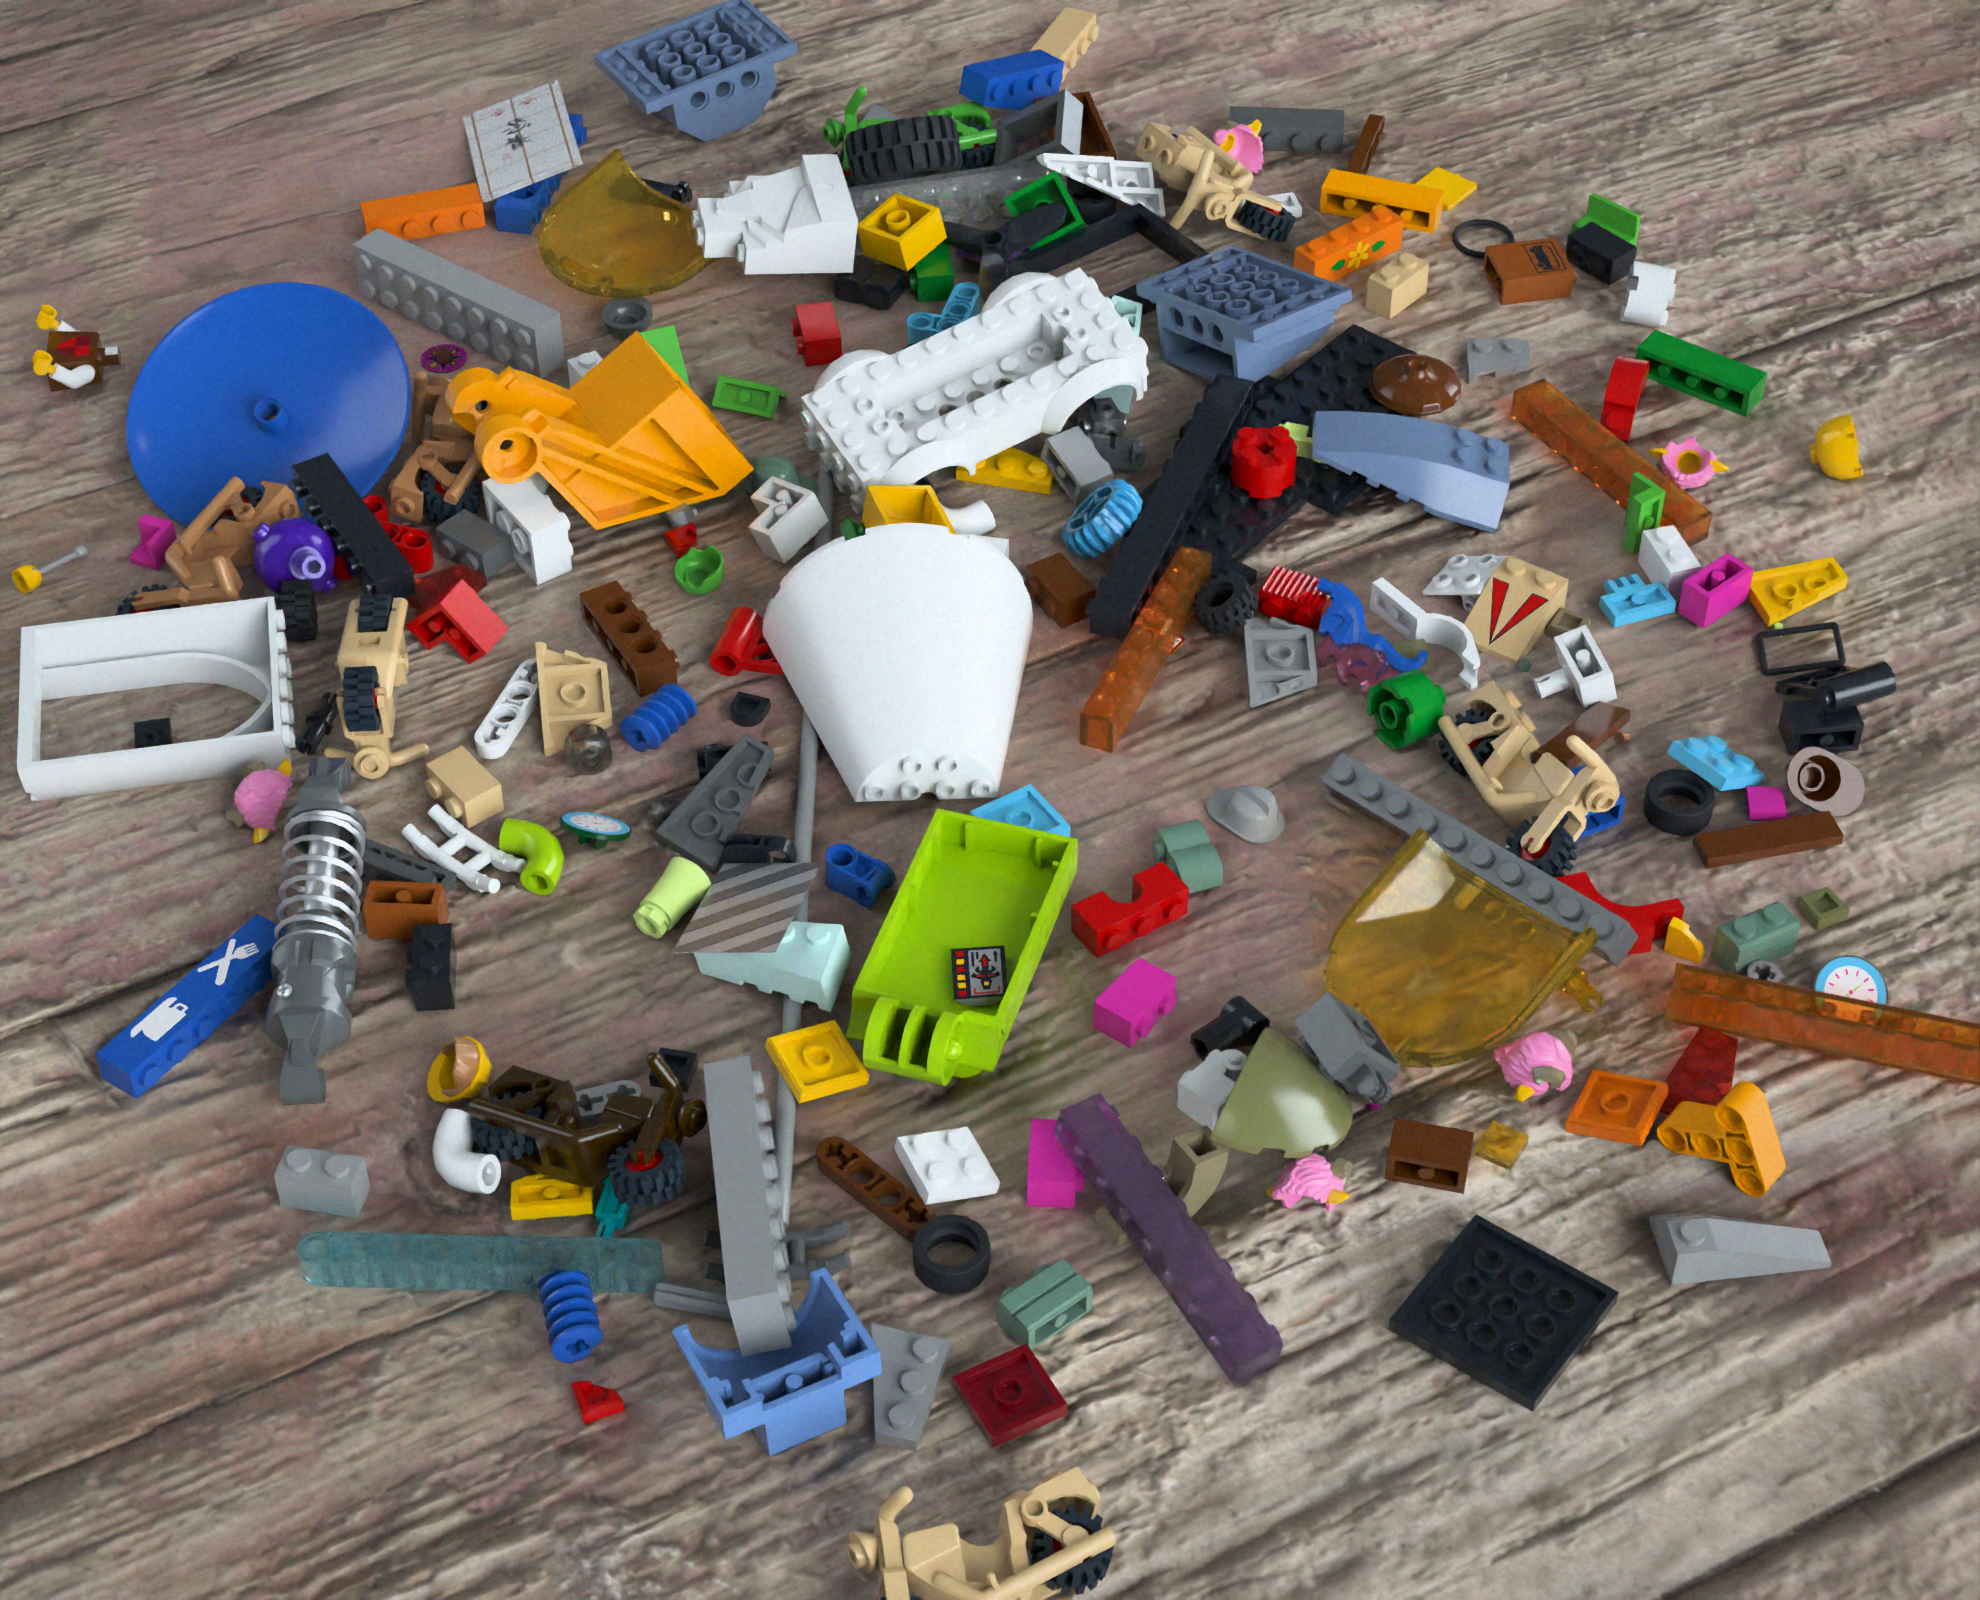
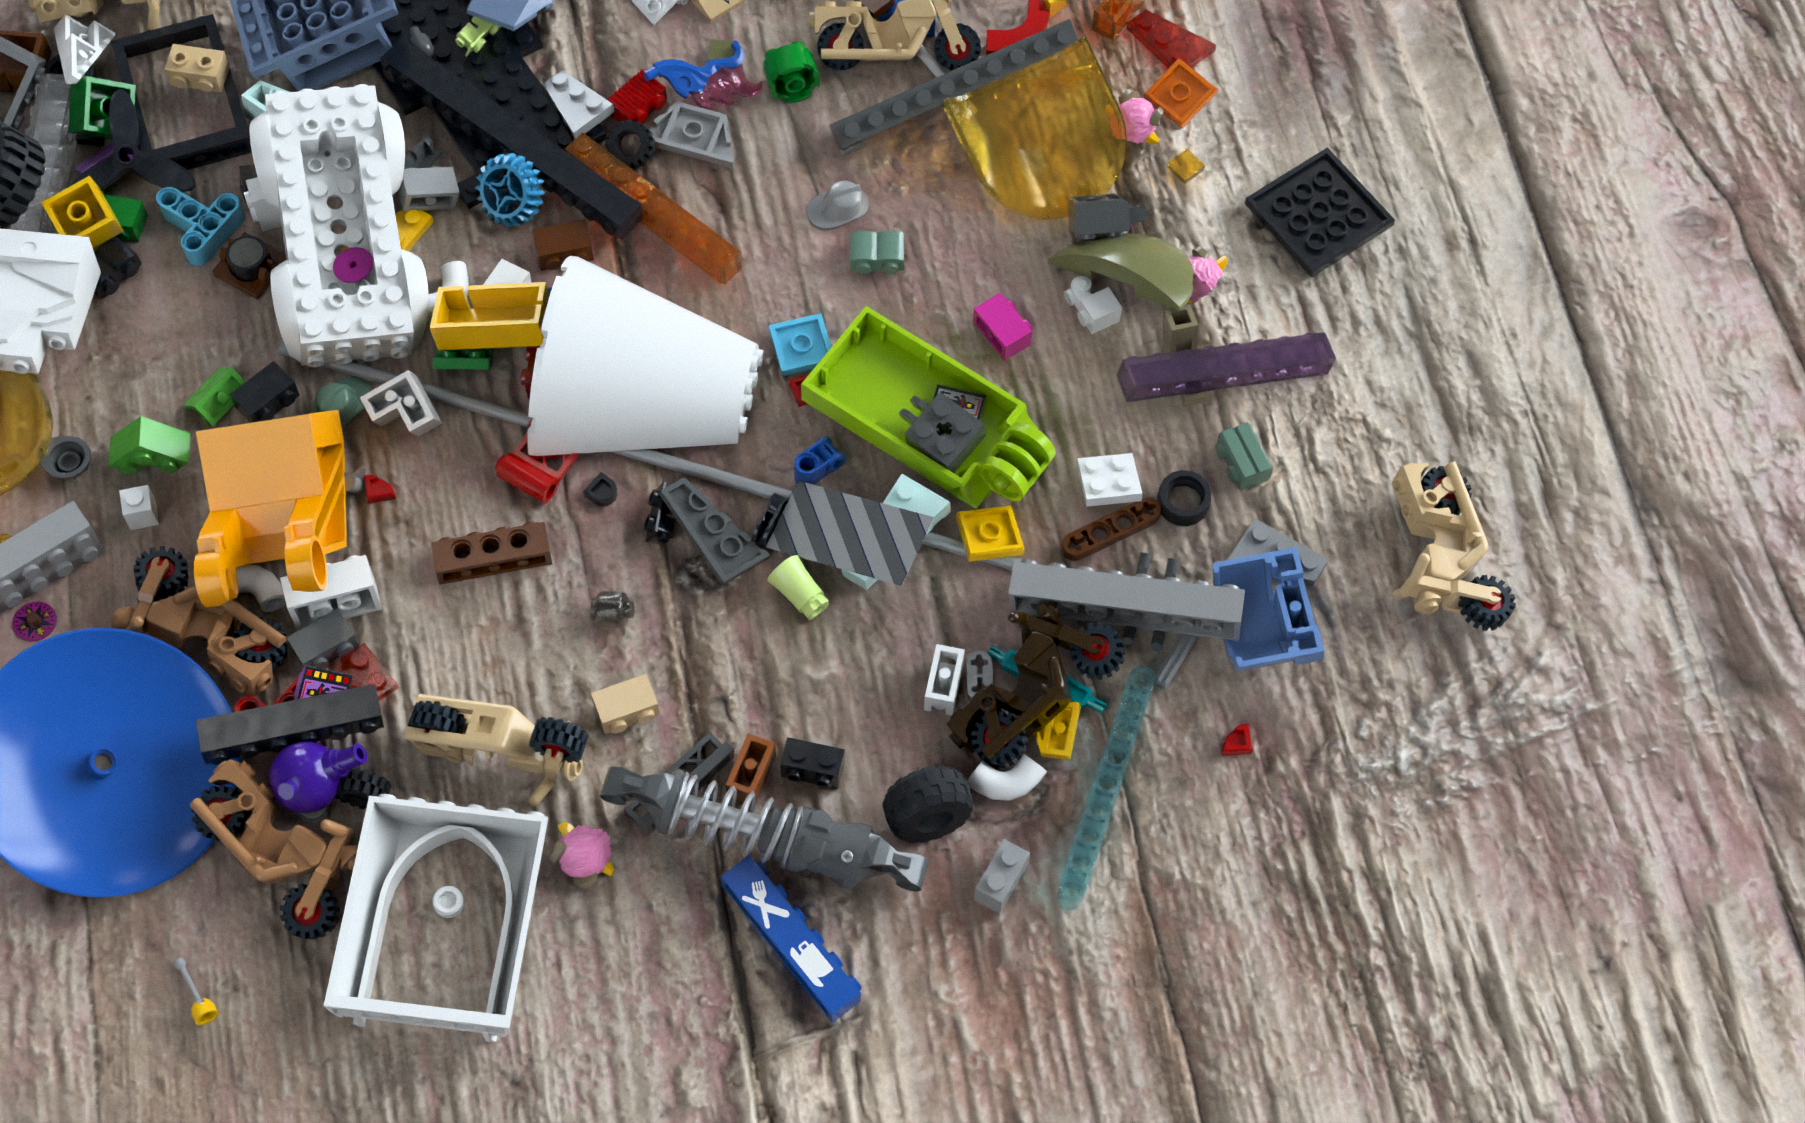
camera: 75 degrees left, 20 degrees up
(153, 733) = (455, 933): black plate -> none
(156, 537) = (202, 899): dark pink panel -> none
(191, 721) = (448, 901): none -> white tile
(318, 724) = (490, 798): black pin -> none
(390, 1068) = (928, 804): none -> black tyre
(412, 543) = (319, 681): none -> piece
(459, 838) = (696, 706): white piece -> none
(459, 1070) = (925, 754): piece -> none
(461, 620) = (427, 669): red brick -> none
(508, 707) = (533, 656): white beam -> none
(540, 849) = (714, 665): lime cylinder -> none
(569, 1314) = (1171, 737): blue piece -> none
(570, 694) = (546, 608): tan wing -> none
(582, 1055) = (944, 679): none -> white brick
(595, 827) = (702, 622): piece -> none
(658, 717) = (597, 551): blue piece -> none
(681, 1063) = (965, 626): black plate -> none
(700, 570) = (434, 481): bright green hair -> none
(758, 422) = (265, 394): none -> black brick
(817, 333) = (159, 322): red brick -> none
(922, 413) = (353, 265): none -> magenta piece
(924, 956) = (938, 418): none -> dark grey hinge
(1009, 1395) = (1307, 497): dark red plate -> none
(1051, 1170) = (1128, 419): dark pink brick -> none
(1107, 925) = (911, 283): red arch -> none
(1128, 256) = (197, 68): none -> tan brick
(1236, 1024) = (1042, 274): black piece -> none
(1259, 549) = (577, 103): none -> wing
(1263, 461) = (492, 64): red brick -> none
(1265, 408) = (421, 41): none -> dark grey cylinder
(1429, 1155) = (1188, 206): reddish brown brick -> none
(1432, 627) = (694, 38): white piece -> none
(1720, 1248) = (1301, 80): light grey wedge -> none
(1731, 1132) = (1233, 44): light orange beam -> none

